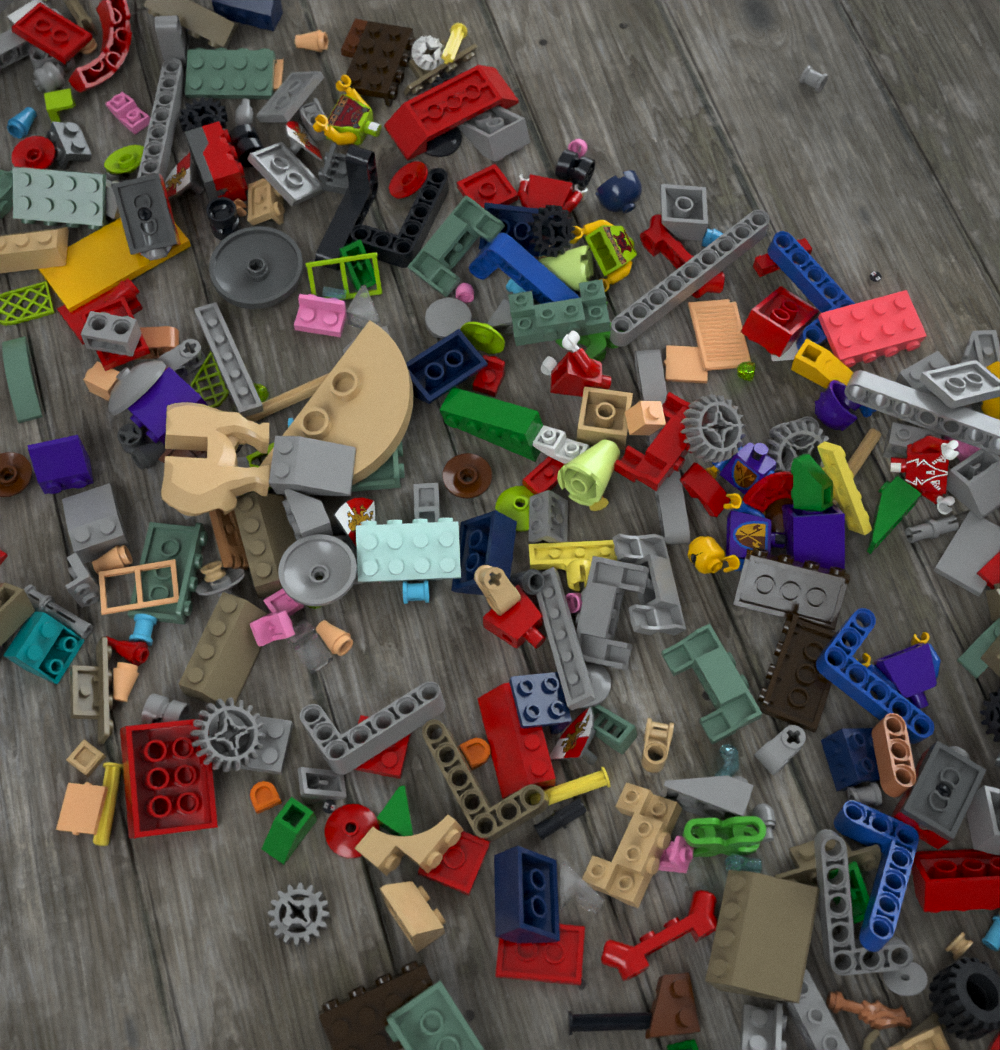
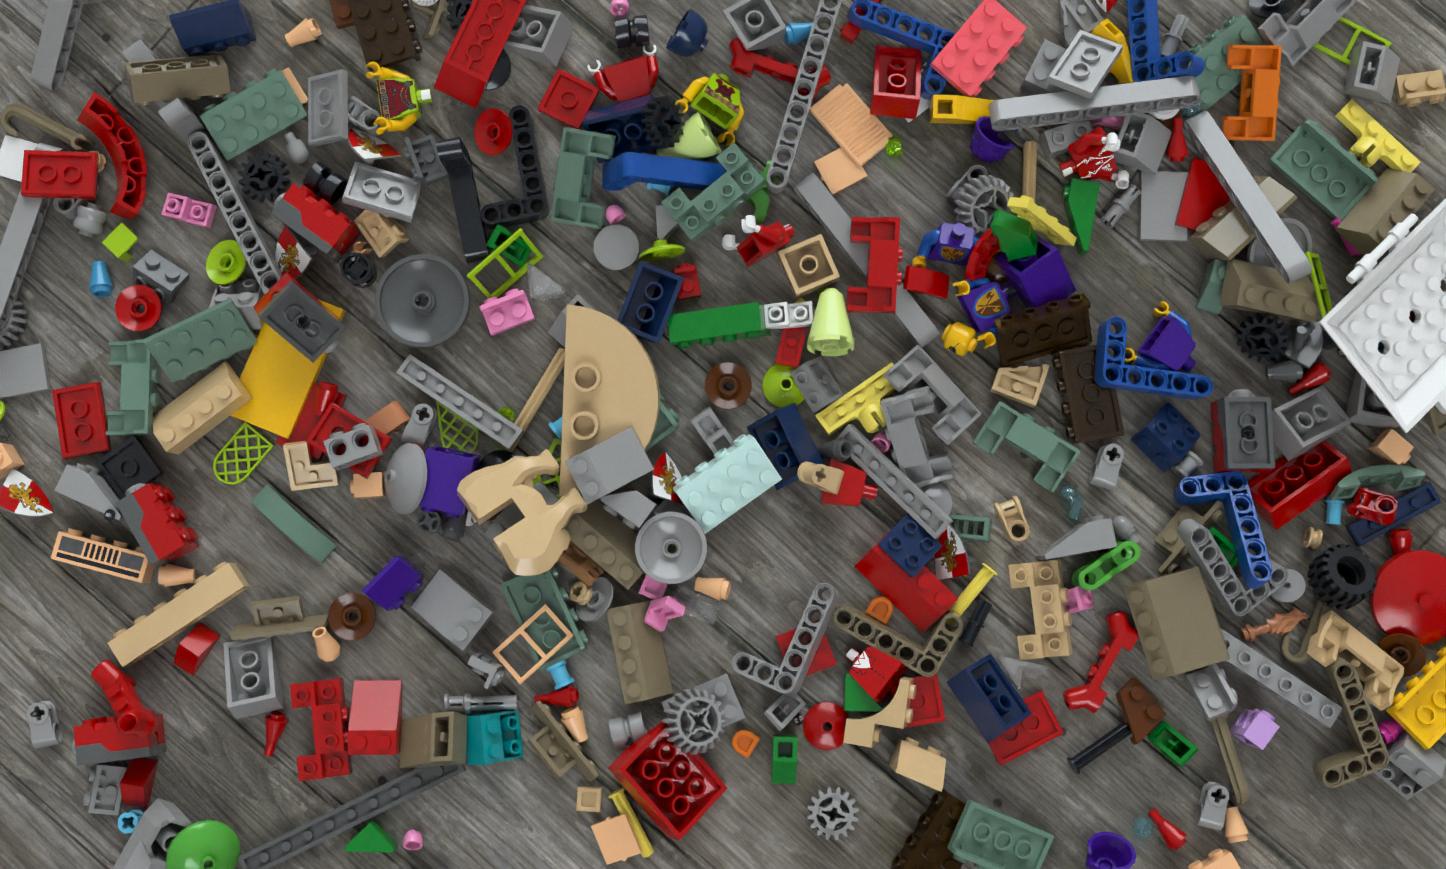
camera: 30 degrees left, 20 degrees up
(60, 339) = (304, 473): none -> tan plate
(114, 559) = (494, 632): light nougat cone -> none
(334, 293) = (507, 285): clear light blue tile -> none
(416, 592) = (752, 510): medium azure bush -> none
(430, 801) = (875, 671): none -> red torso
(645, 418) = (847, 253): light nougat brick -> none
(720, 415) = (908, 234): light grey gear -> none
(740, 627) = (1020, 383): none -> tan wing
(741, 863) = (1123, 577): clear light blue arm -> none
(893, 755) = (1195, 413): nougat beam -> none

